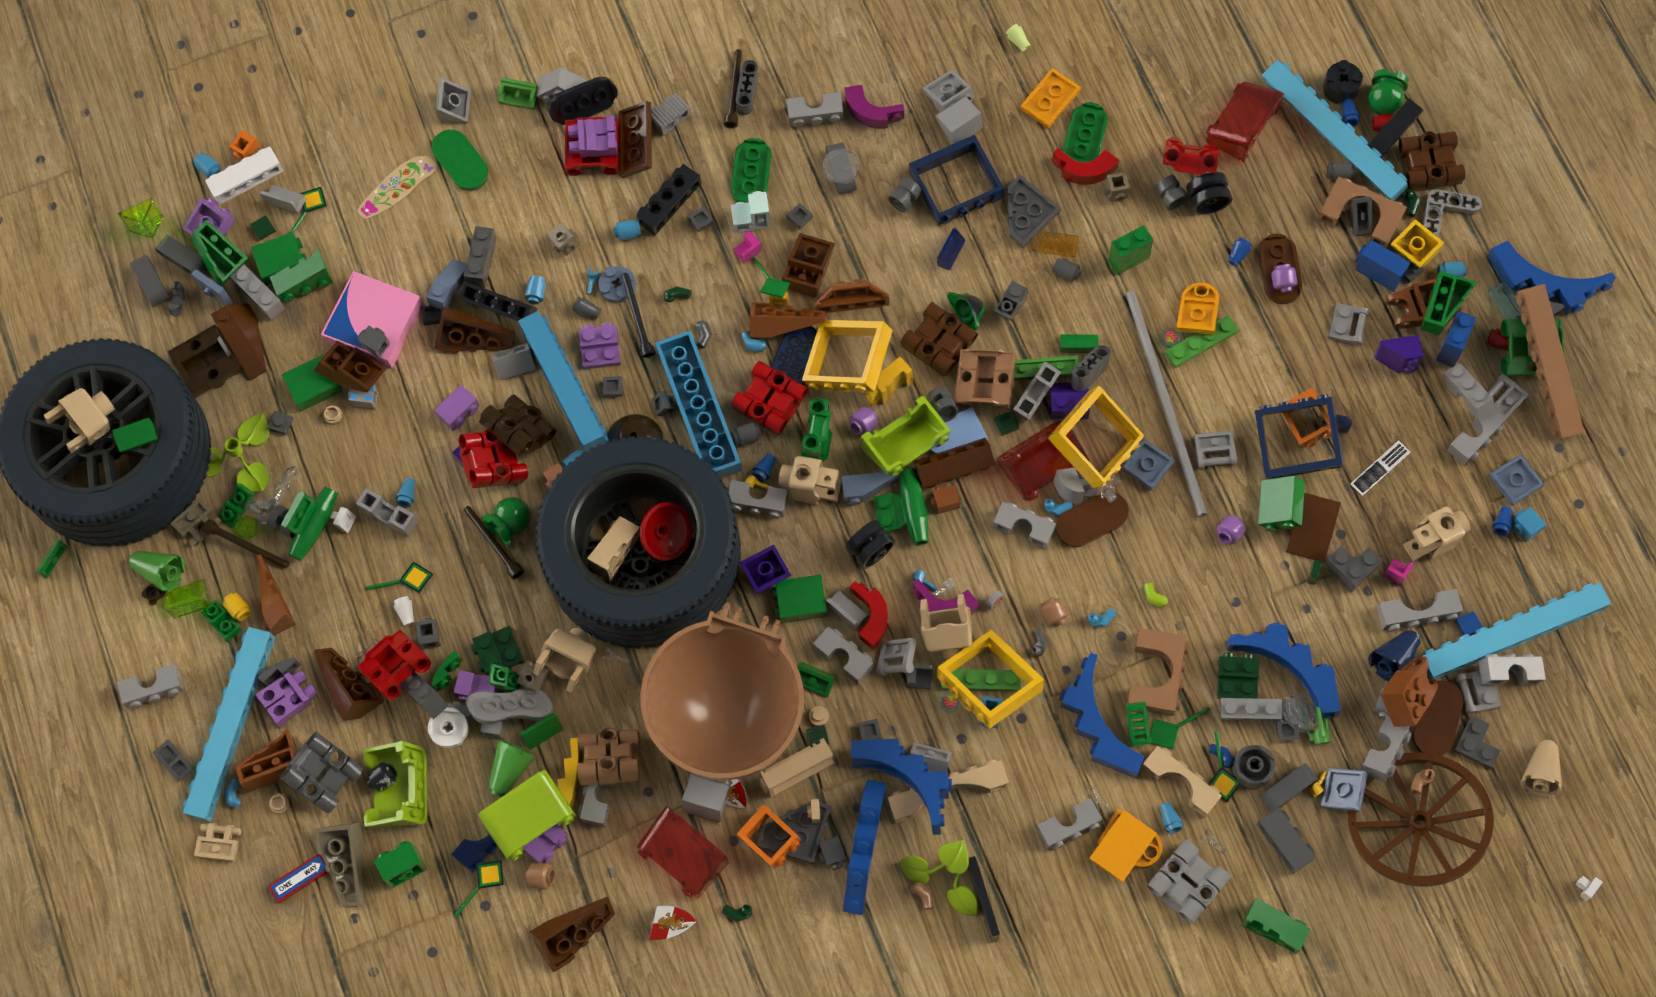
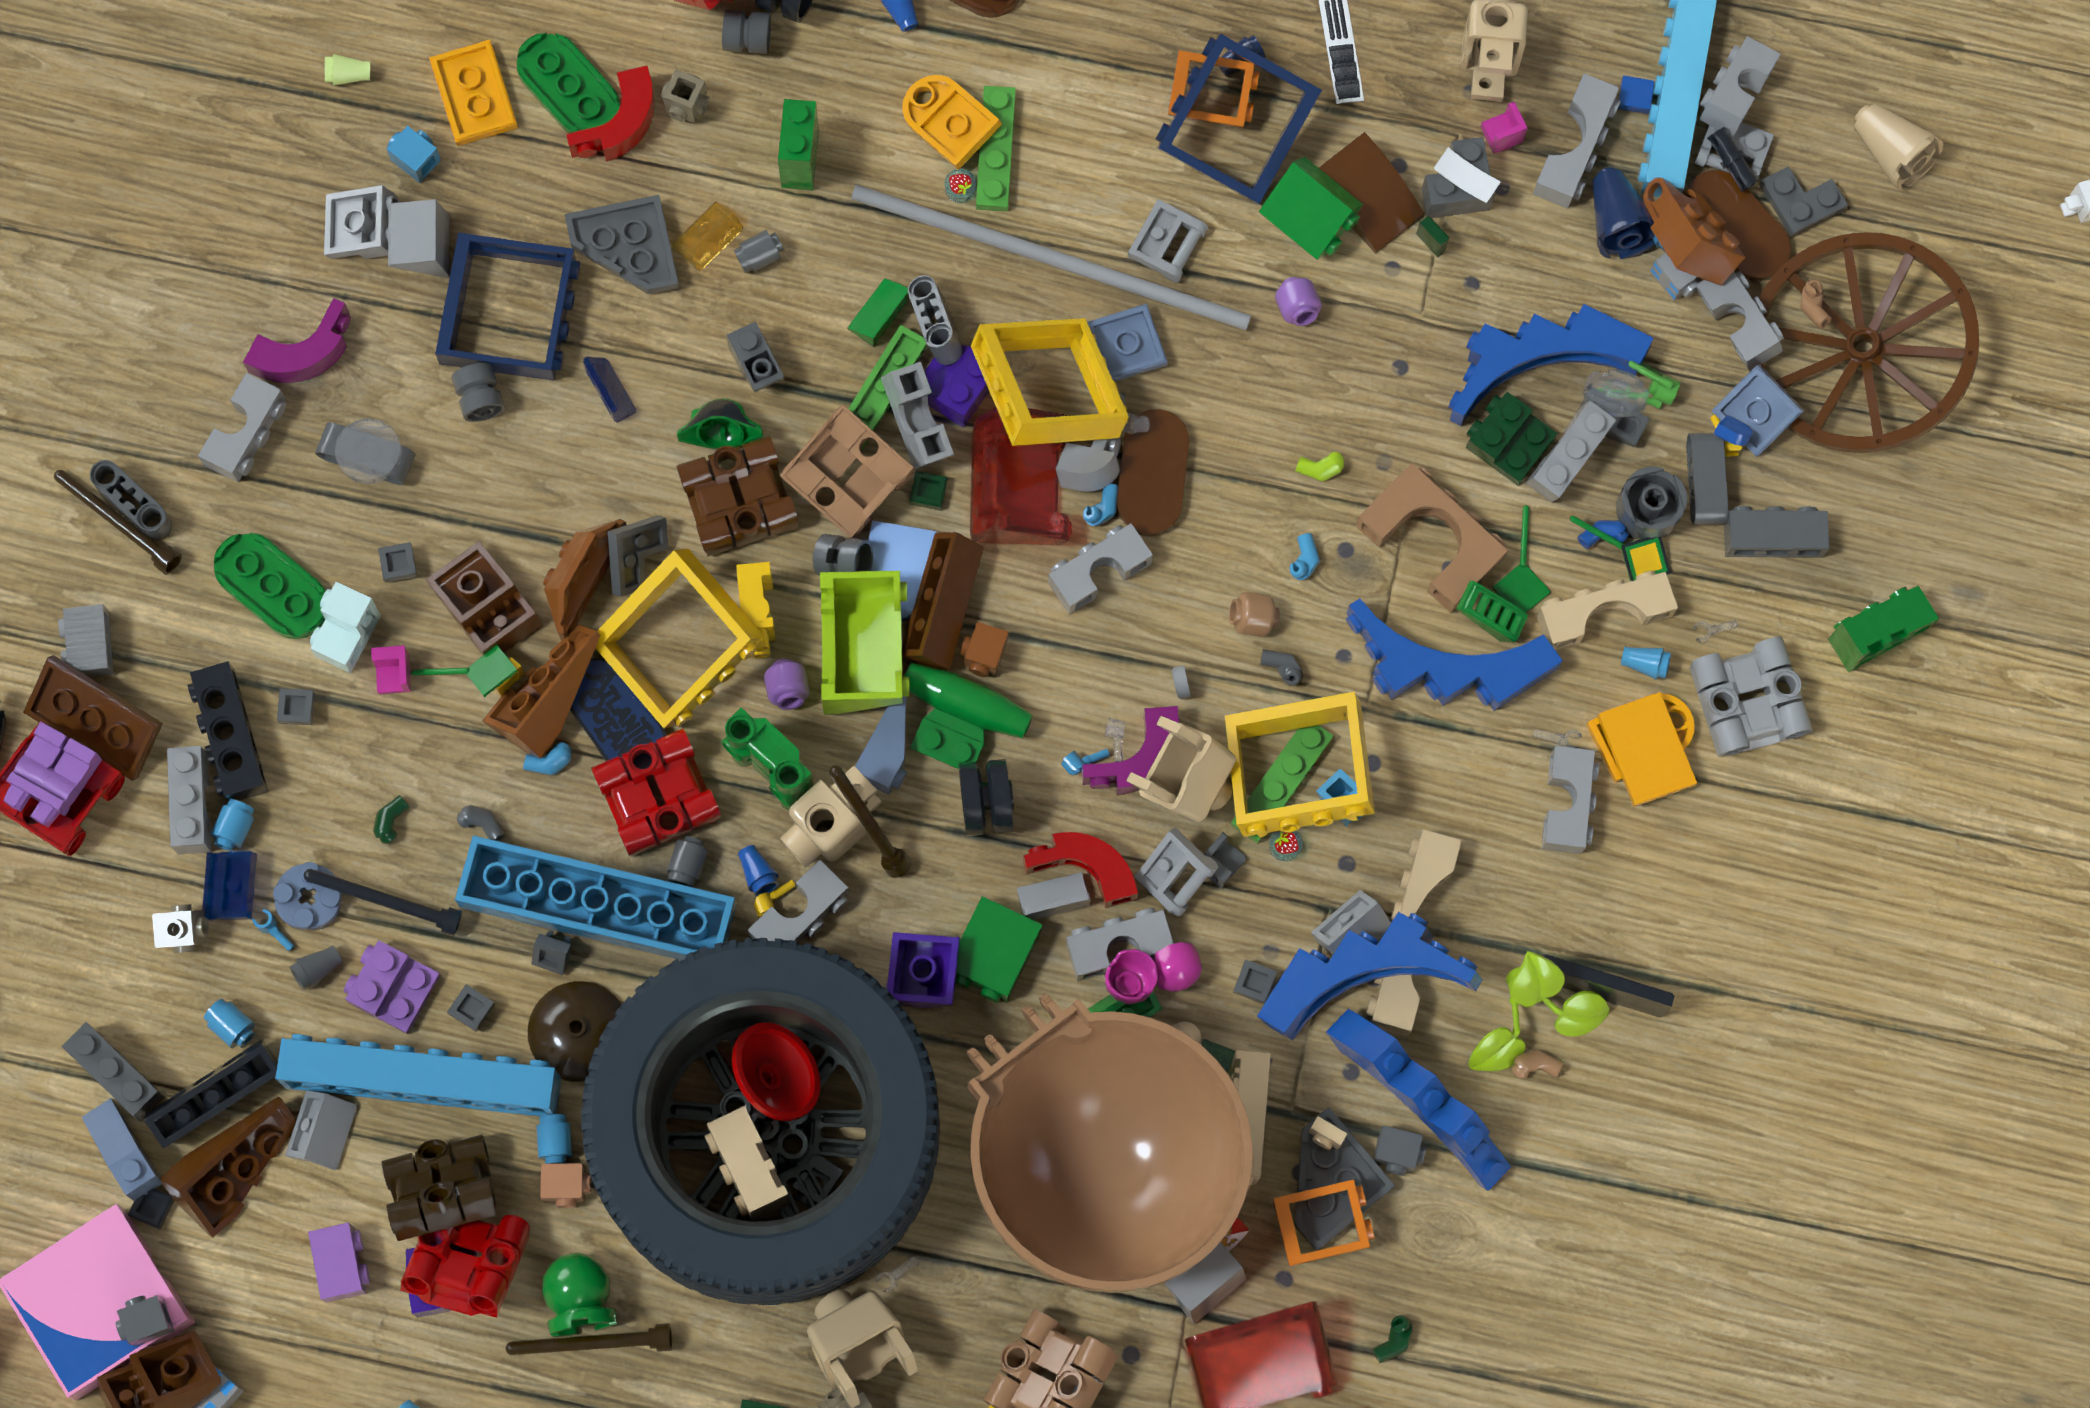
camera: 65 degrees left, 5 degrees up
(598, 247) = (229, 885): none -> clear blue plate
(616, 208) = (187, 808): none -> light grey arch
(812, 524) = (894, 860): none -> dark brown piece
(828, 667) = (1131, 976): none -> dark pink hair
(850, 688) = (1178, 966): none -> dark pink hair
(878, 307) = (629, 547): none -> dark grey plate
(1000, 92) = (413, 153): none -> dark azure brick
(1322, 783) = (1733, 431): none -> blue tile
(1354, 564) = (1466, 176): none -> white sticker
(1469, 691) = (1732, 159): none -> black pin

